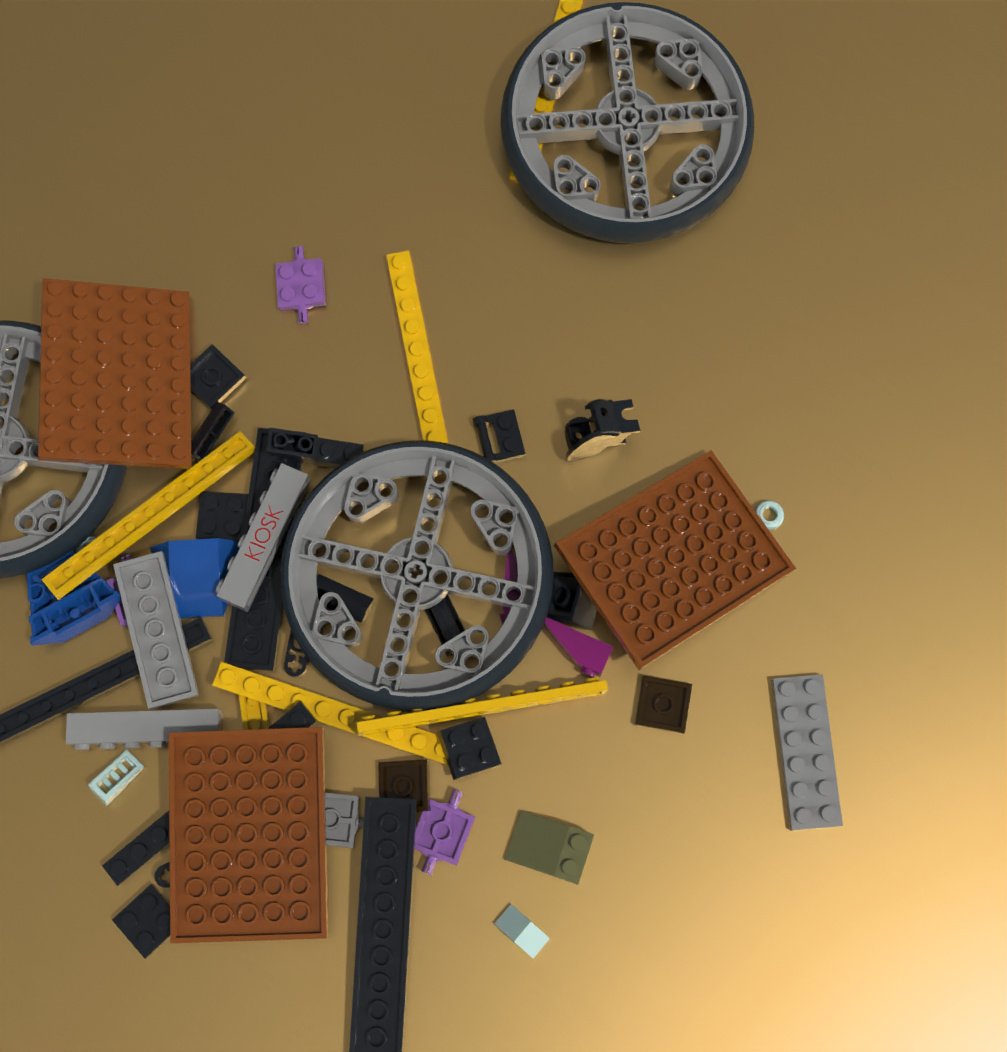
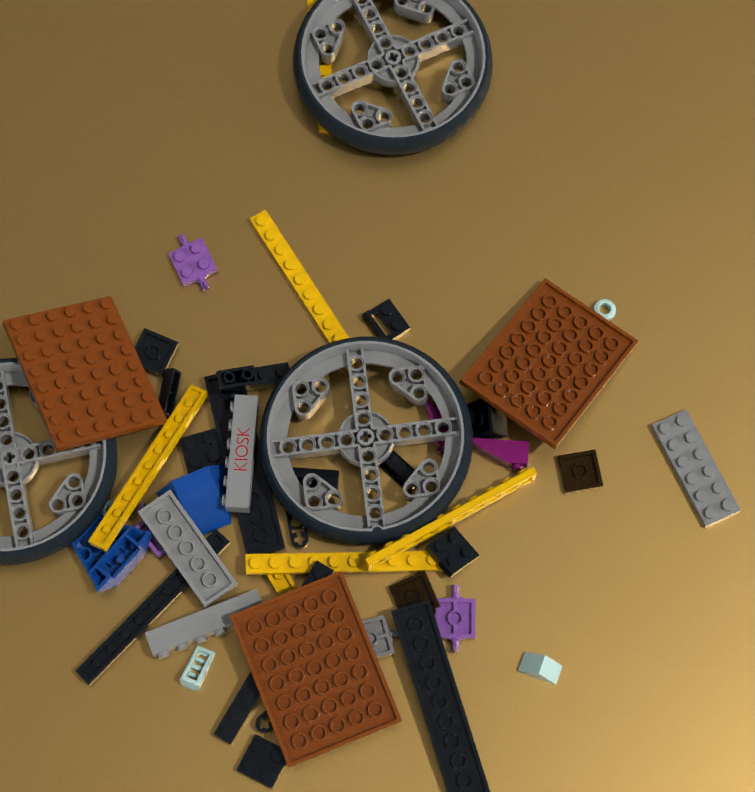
camera: 20 degrees left, 5 degrees down
(549, 847) = (537, 601): olive slope -> none
(610, 429) = (466, 288): black piece -> none

